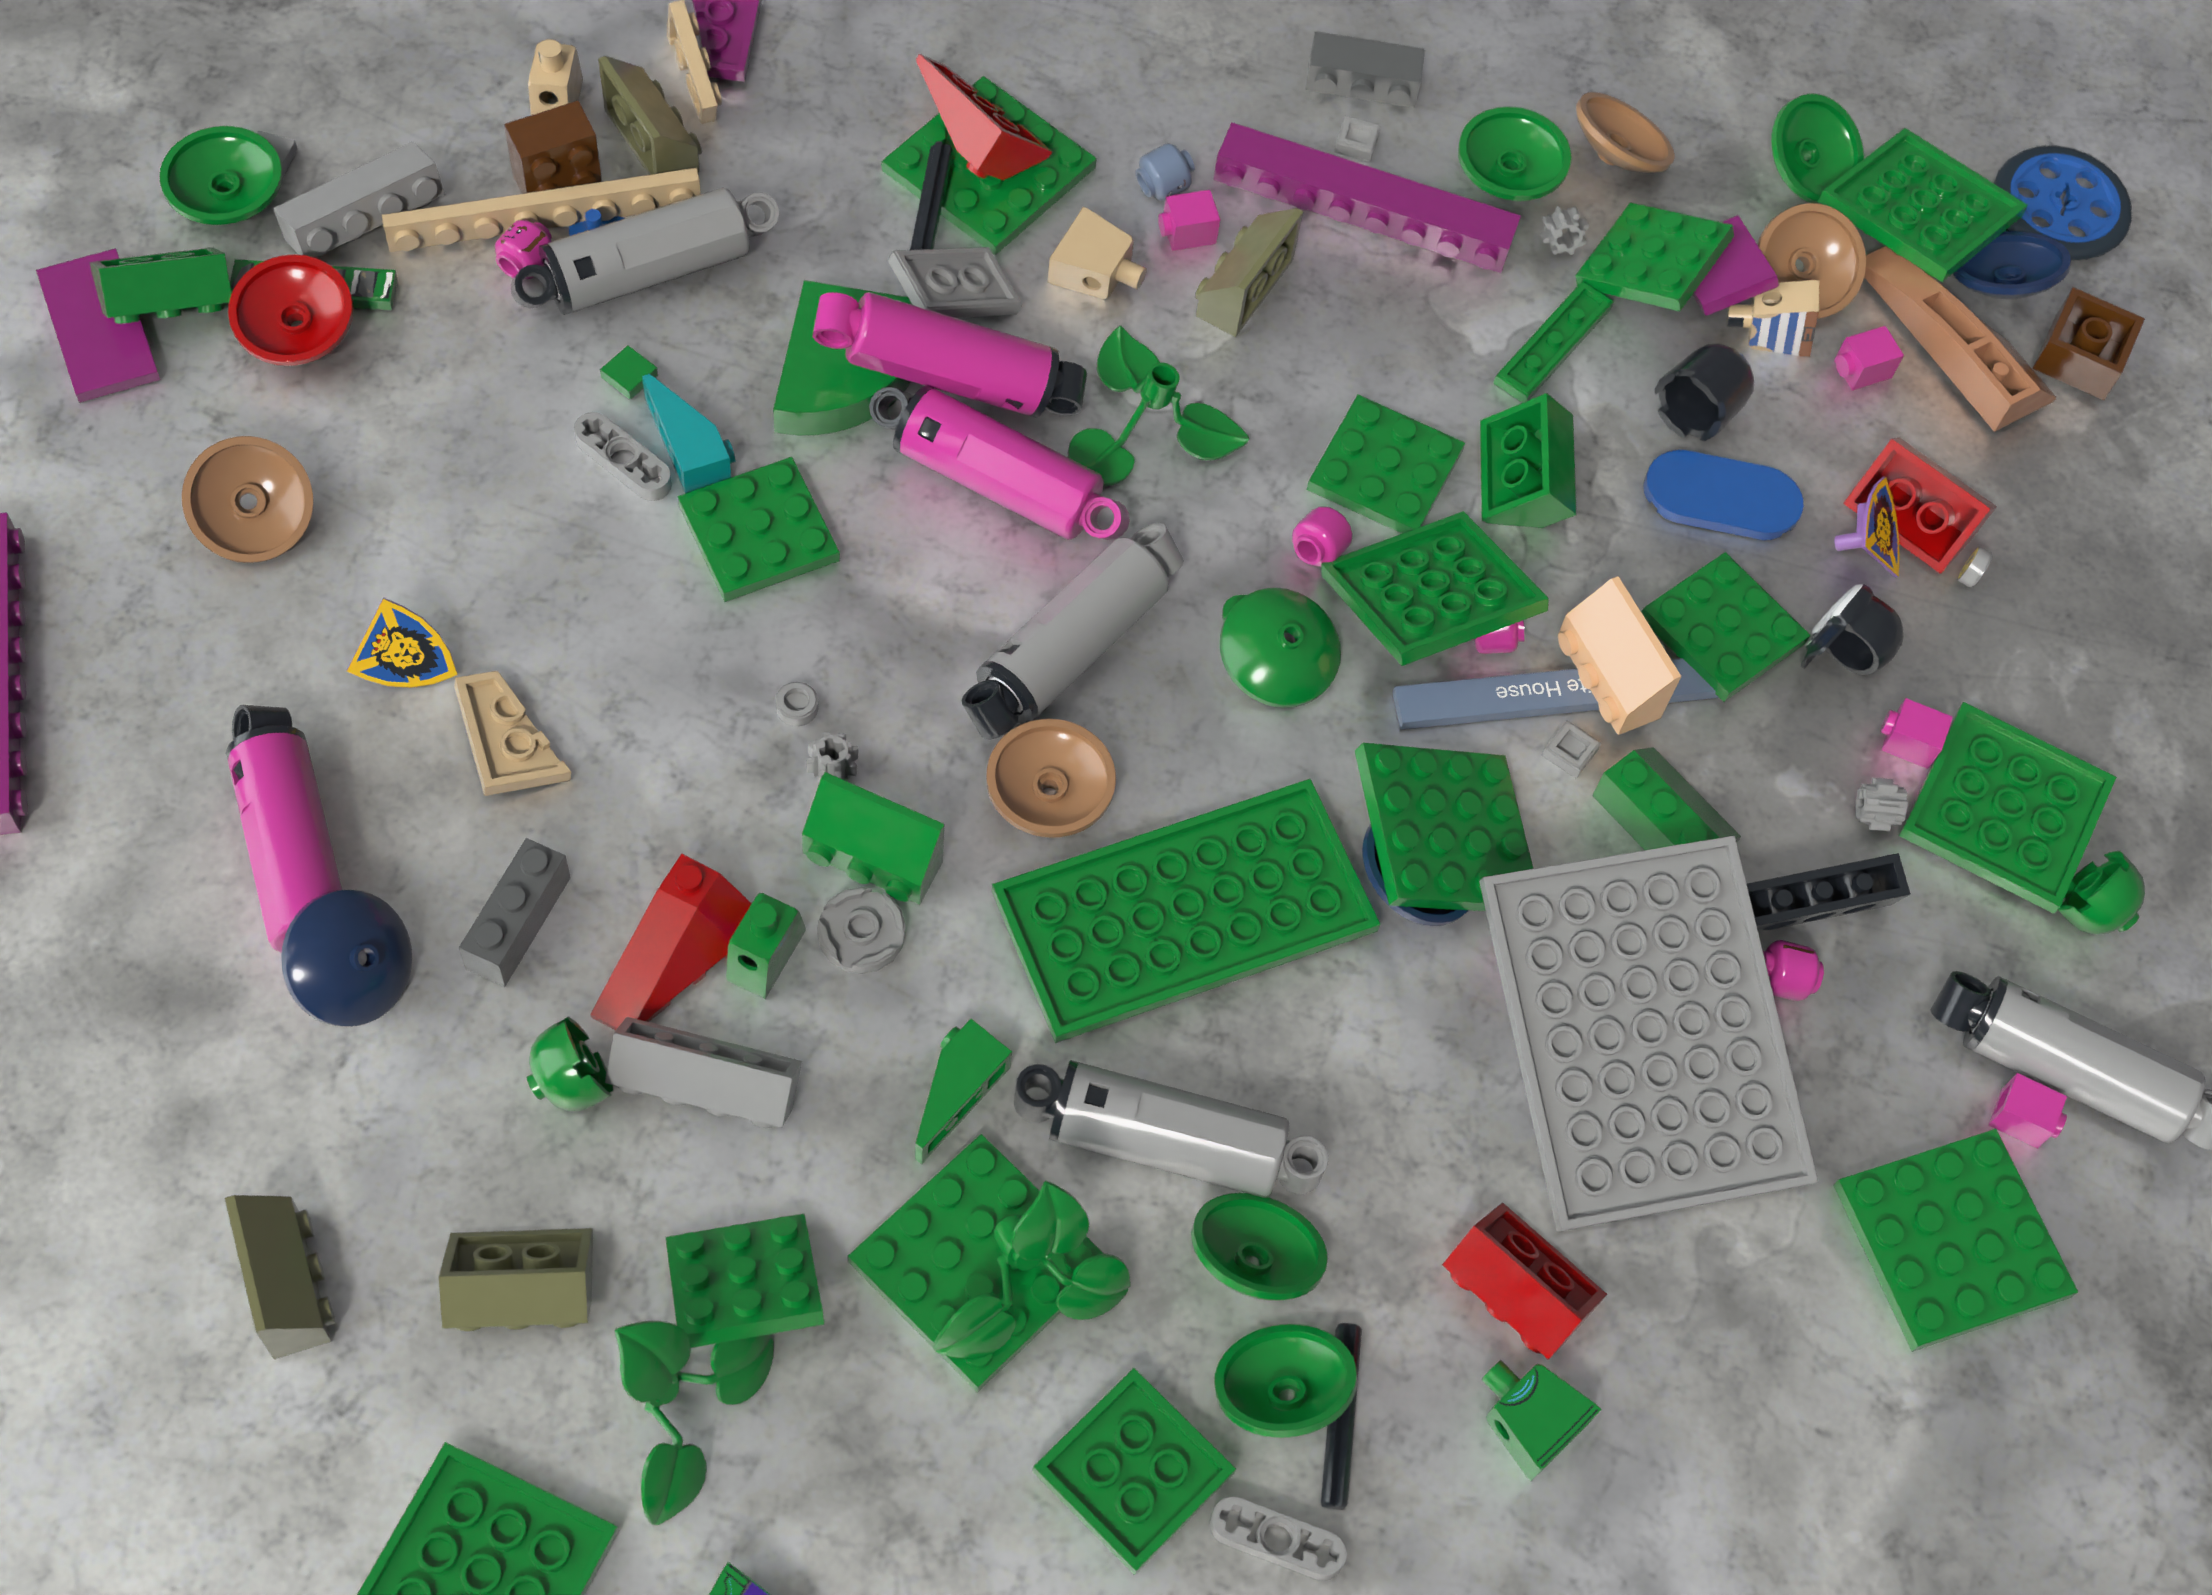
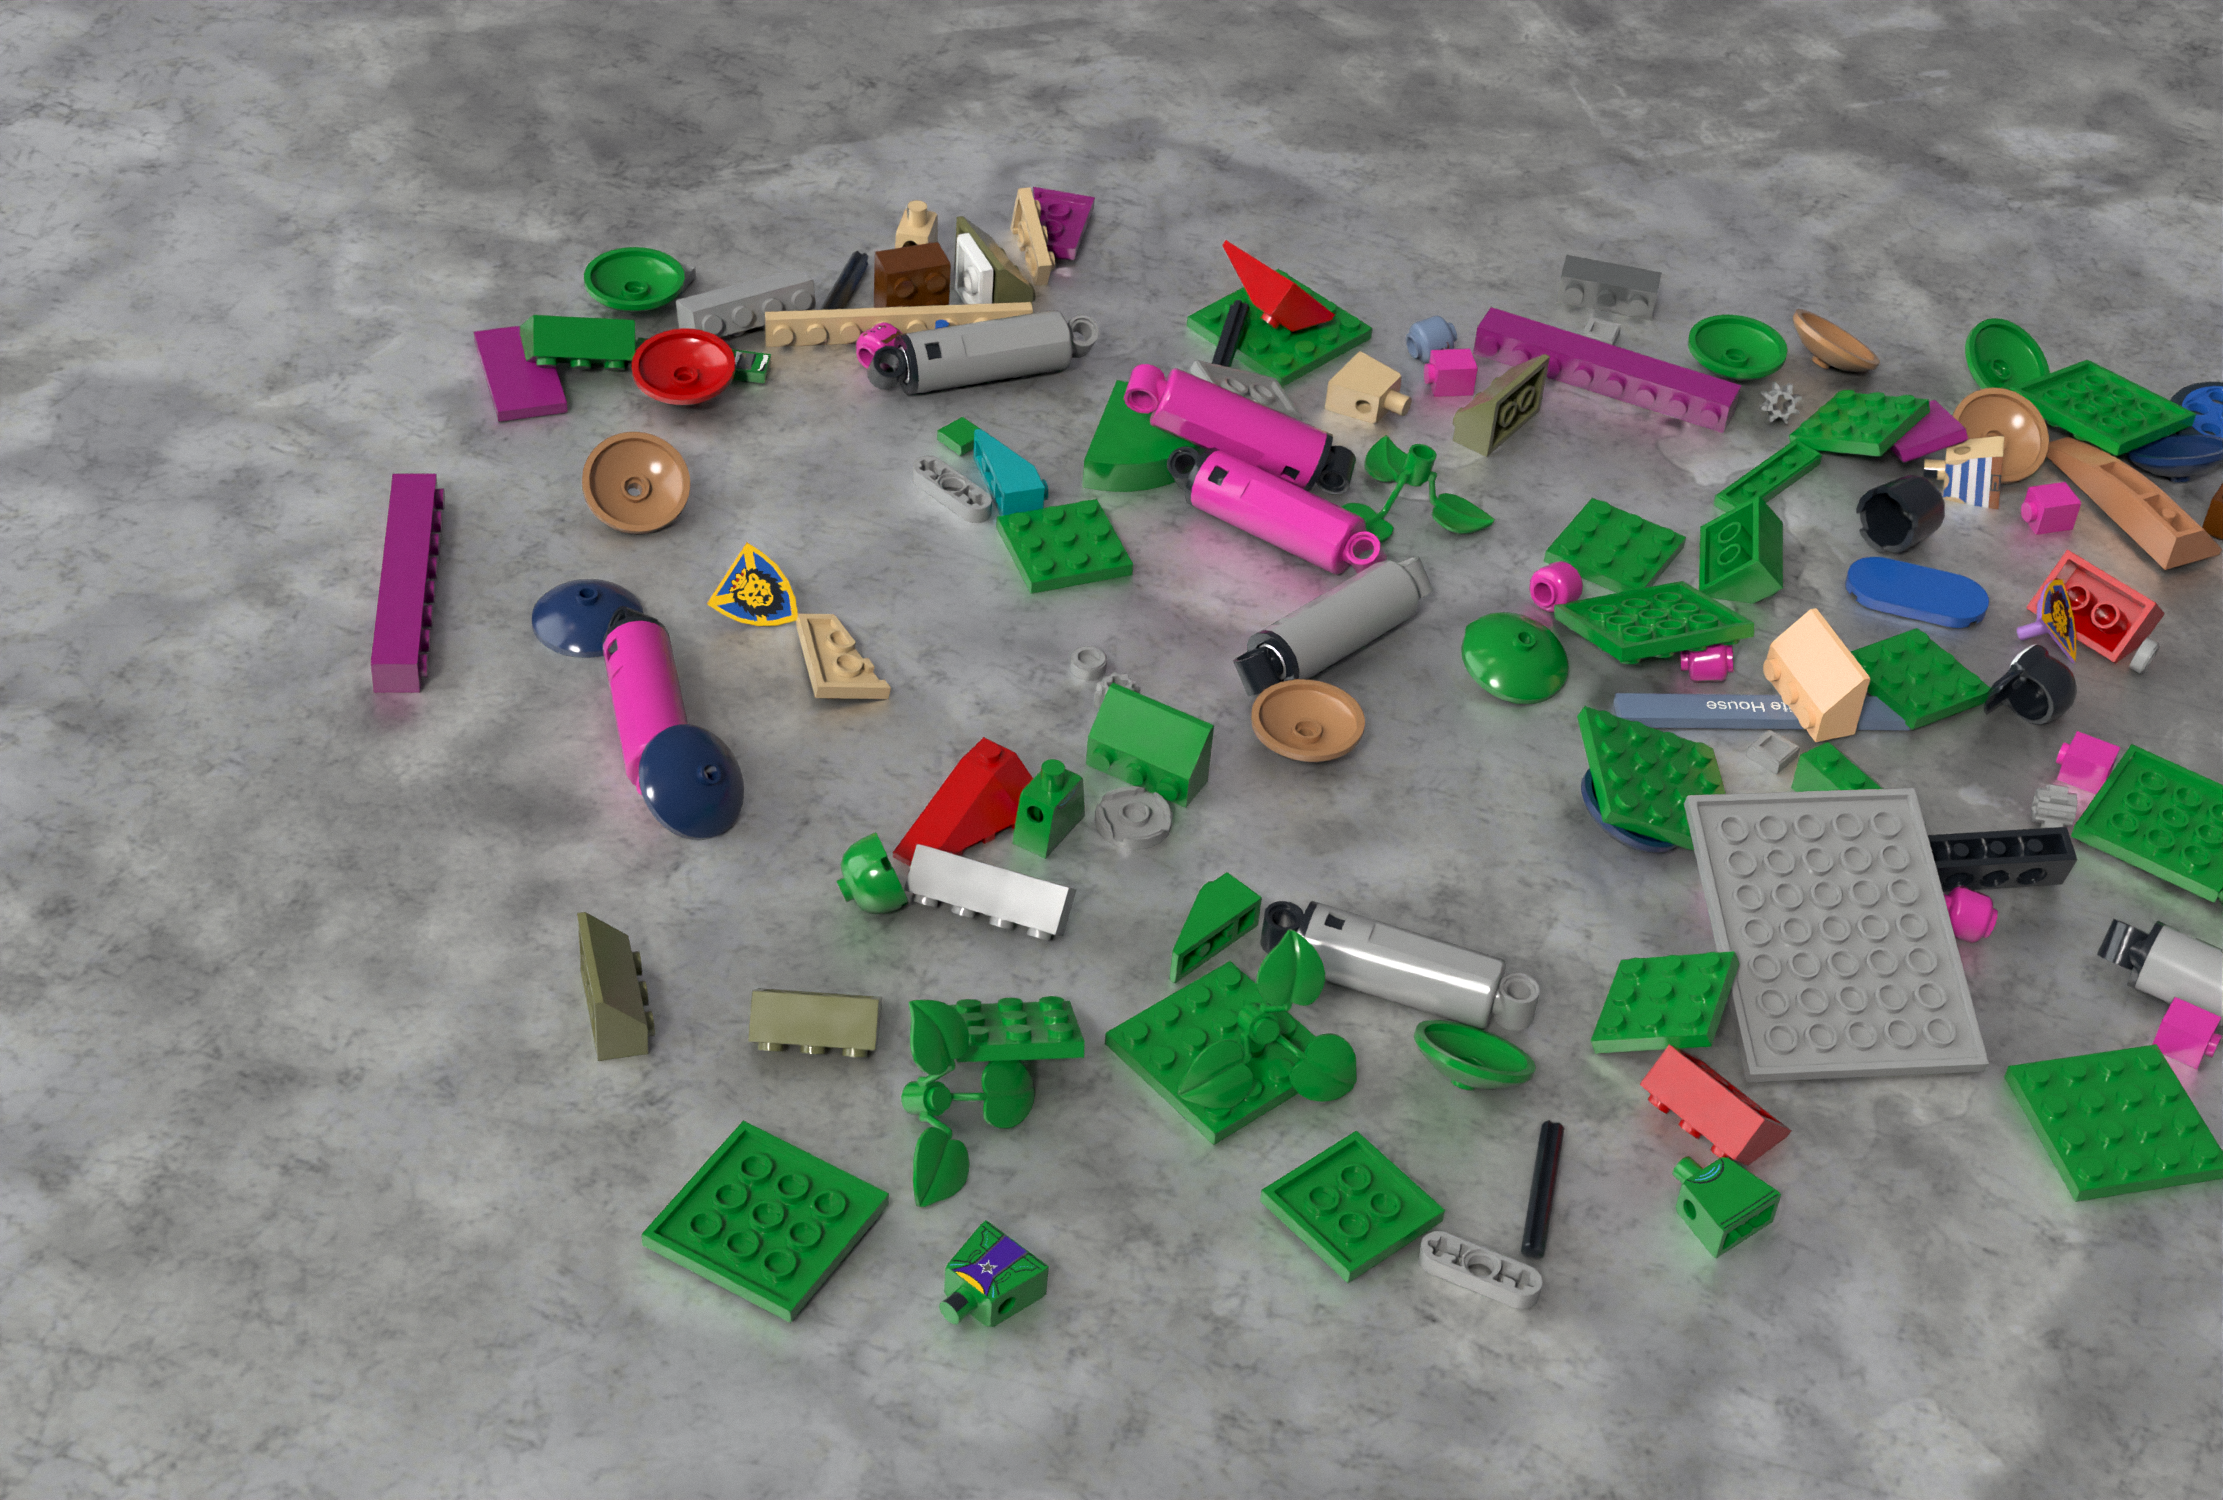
camera: 10 degrees right, 20 degrees down
(200, 719) = (577, 615): none -> dark blue dish
(475, 152) = (846, 282): none -> black axle
(515, 912) = (835, 772): dark grey brick -> none
(625, 133) = (973, 272): none -> white tile
(1183, 909) = (1420, 826): green plate -> none
(1285, 1380) = (1493, 1150): green dish -> none
(1466, 1147) = (1665, 1002): none -> green plate

